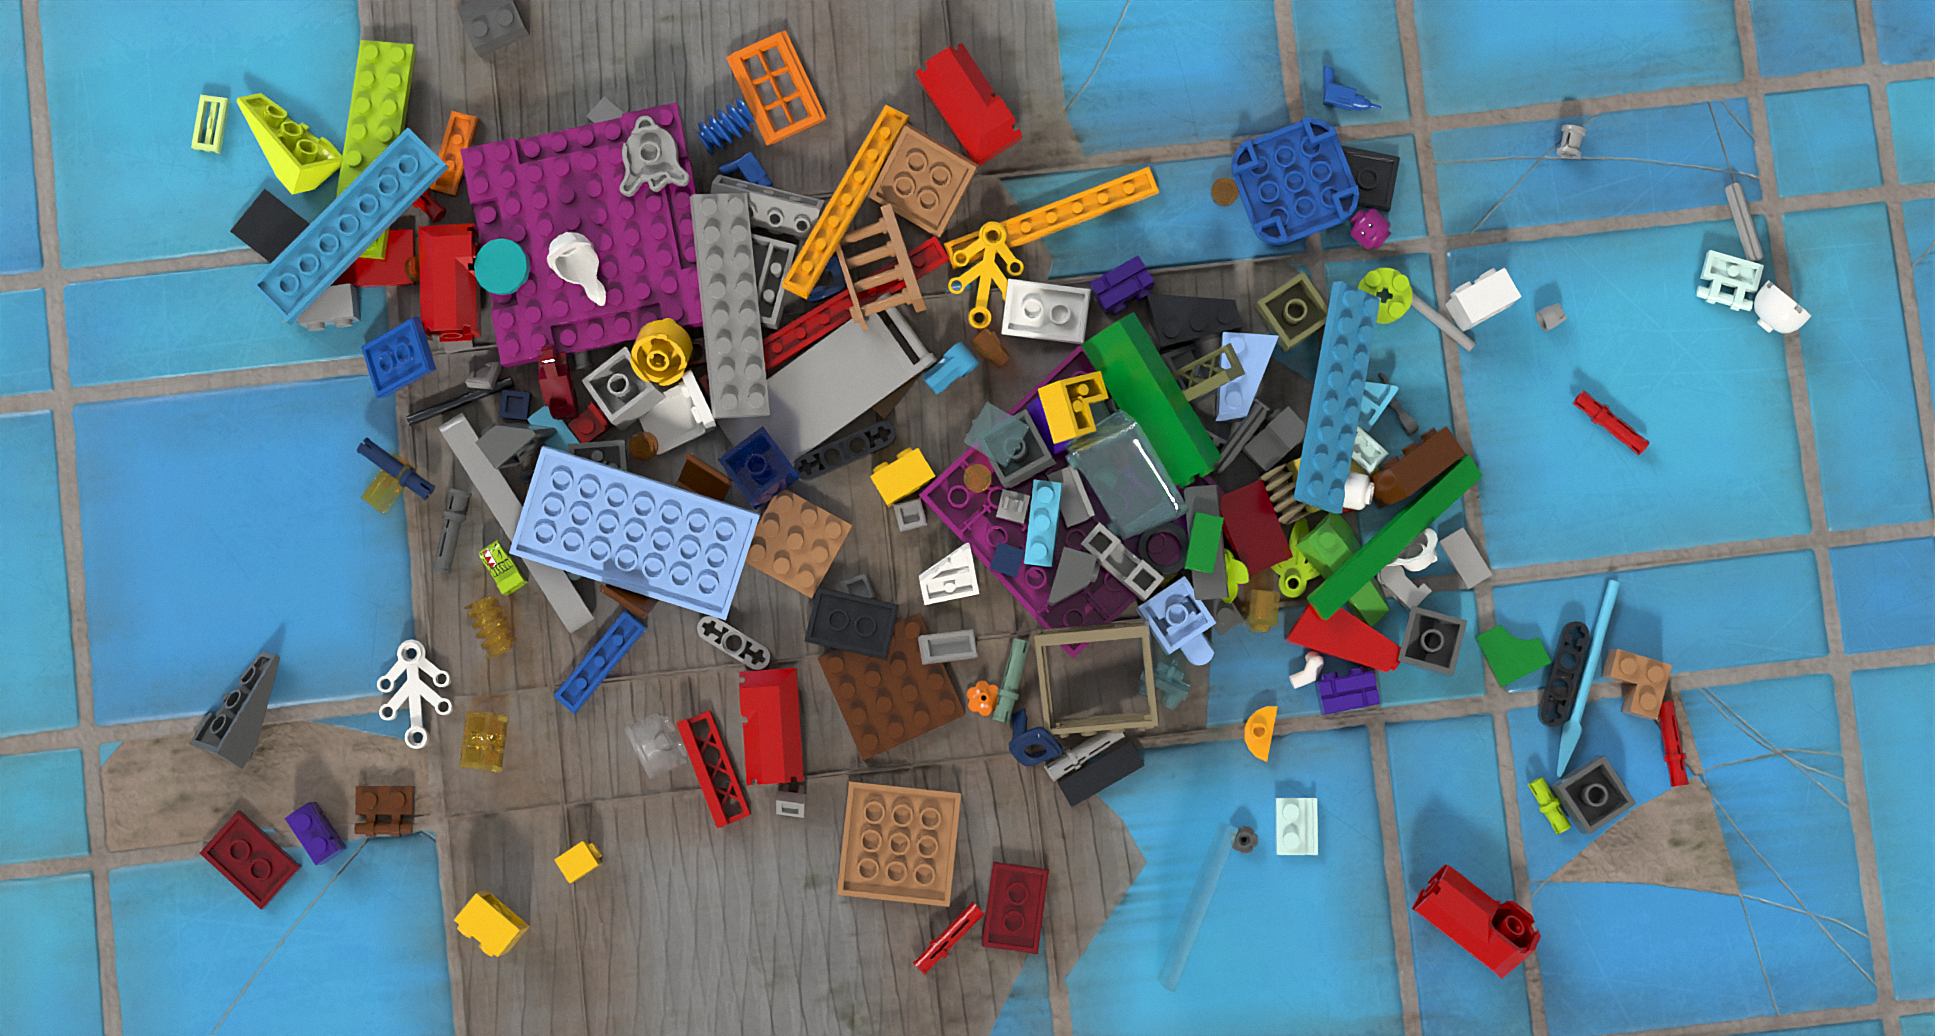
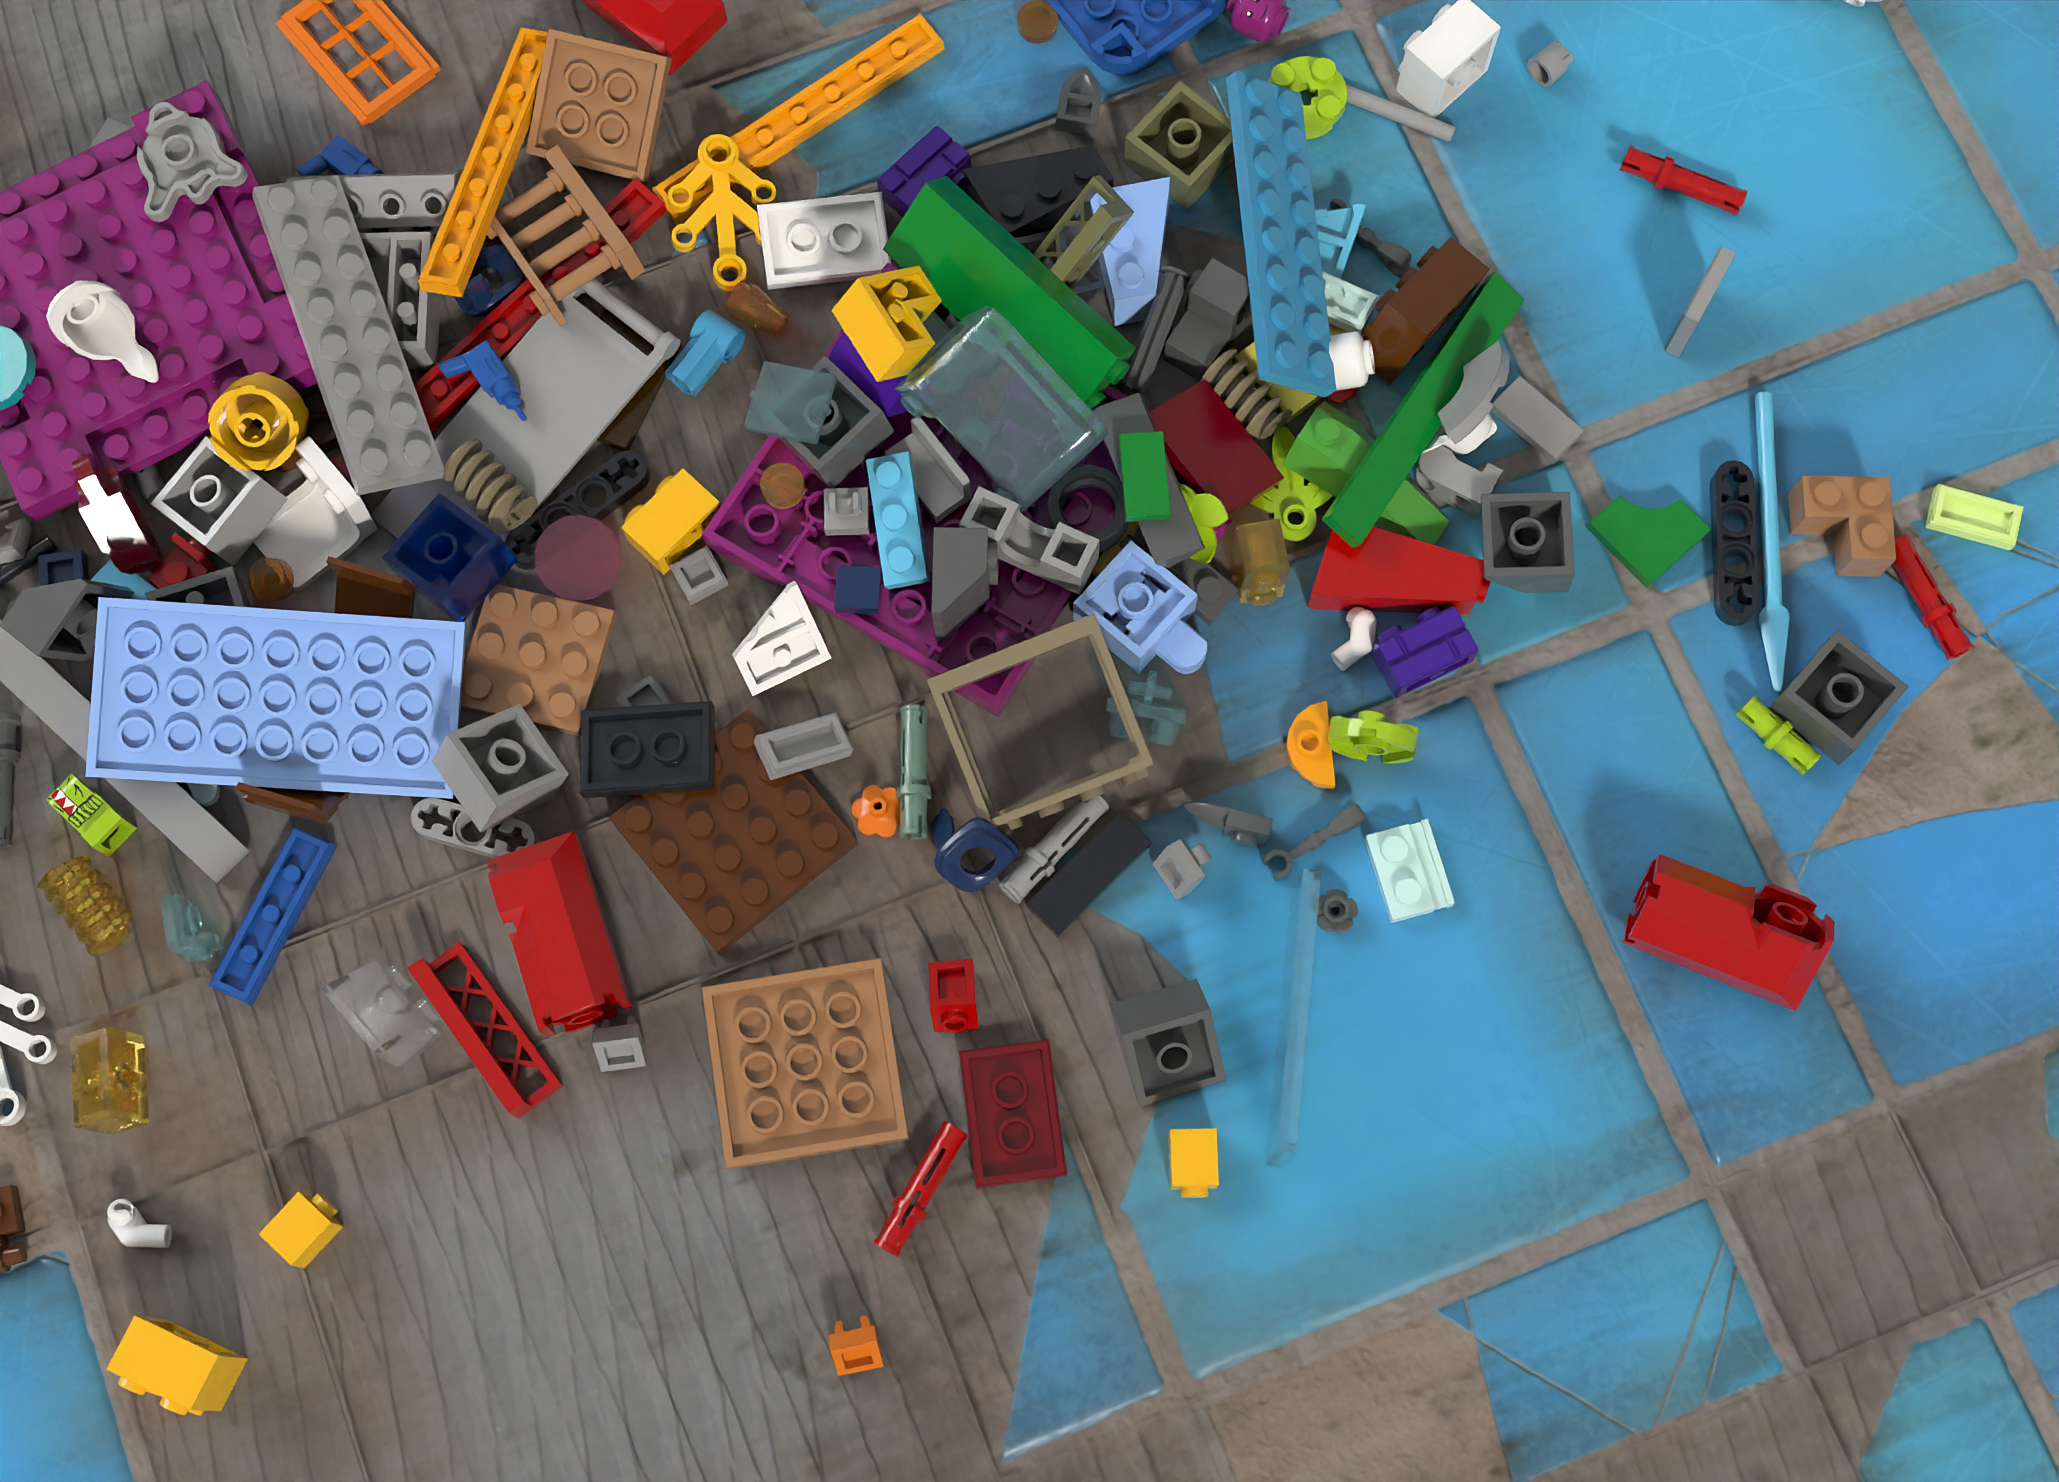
camera: 15 degrees left, 10 degrees down
(479, 833) = (133, 1229): none -> white arm
(544, 655) = (180, 926): none -> clear light blue bracket
(725, 126) = (292, 108): blue piece -> none
(759, 612) = (499, 767): none -> light grey brick
(792, 427) = (488, 488): none -> dark tan piece
(811, 349) = (490, 374): none -> blue piece
(838, 485) = (578, 558): none -> clear pink tile
(886, 1022) = (856, 1348): none -> orange tile
(998, 827) = (953, 995): none -> red bracket
(1114, 968) = (1193, 1161): none -> yellow brick
(1119, 891) = (1168, 1042): none -> dark grey slope
(1158, 787) = (1182, 868): none -> light grey tile
(1202, 773) = (1242, 827): none -> dark grey plate
(1235, 260) = (1079, 104): none -> dark grey plate
(1263, 786) = (1342, 823): none -> dark grey piece
(1298, 741) = (1372, 736): none -> lime plate
(1422, 547) = (1478, 387): none -> light grey tile
(1591, 514) = (1699, 301): none -> light grey tile
(1720, 698) = (1974, 517): none -> yellowish green tile

